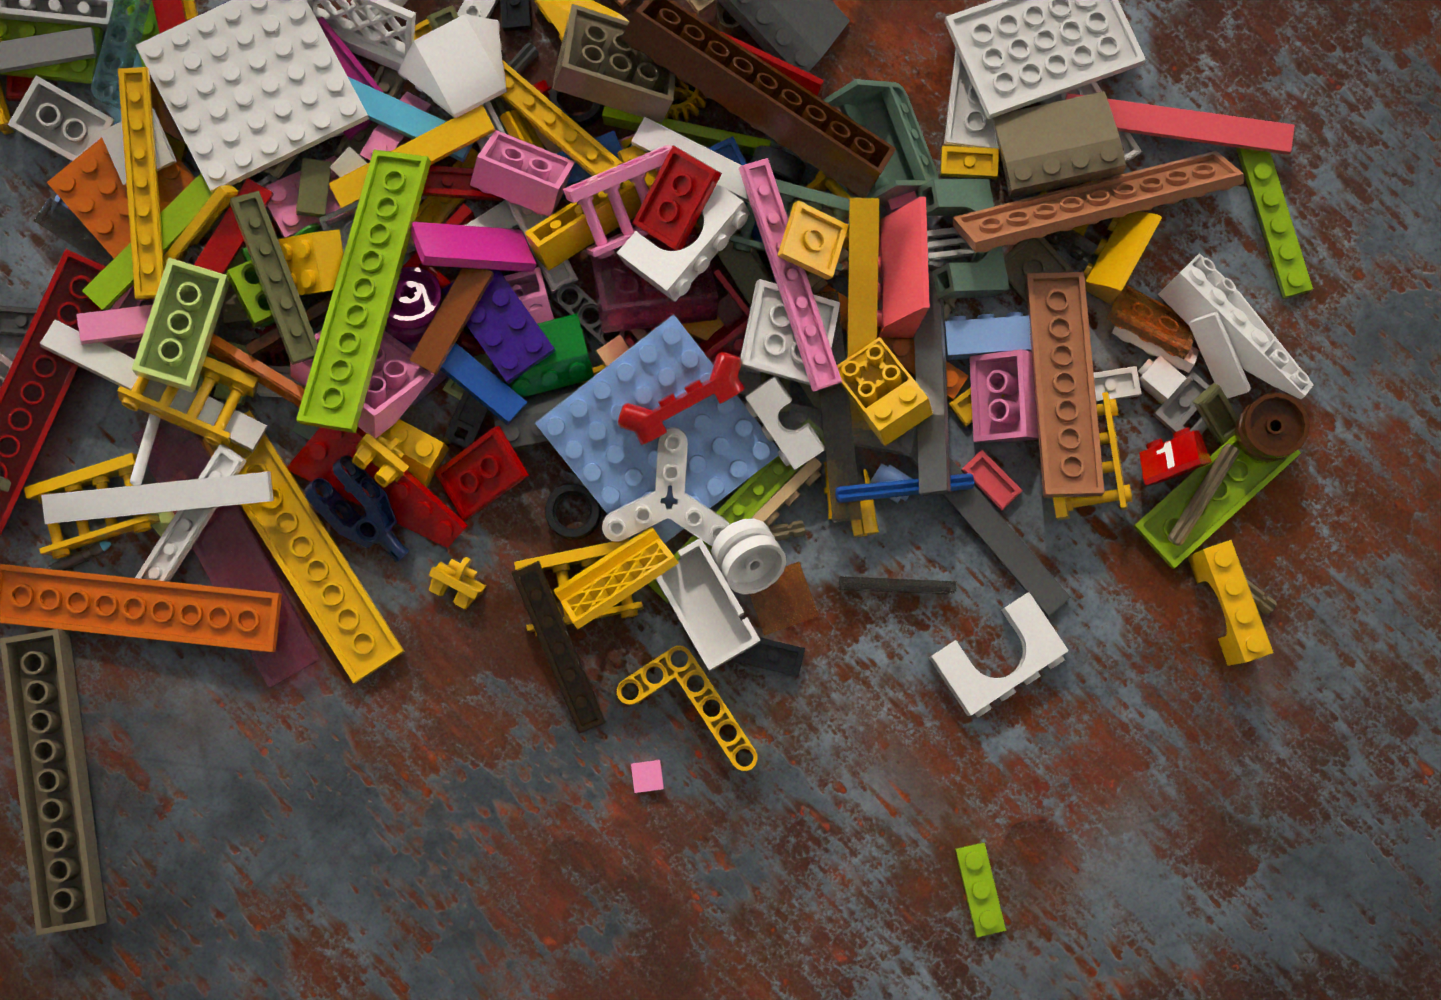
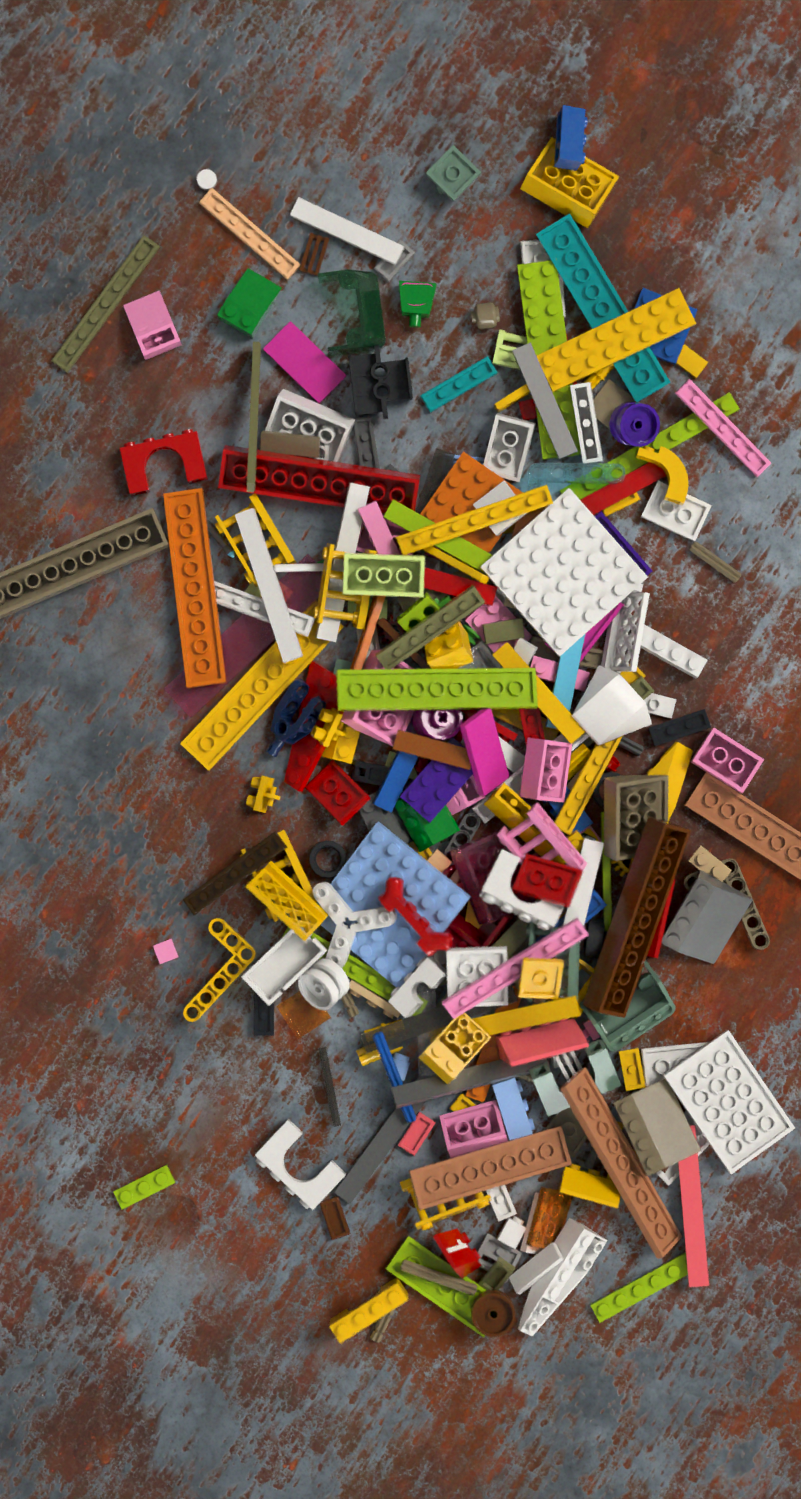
camera: 75 degrees right, 5 degrees up
(1085, 624) = (335, 1218): none -> reddish brown tile

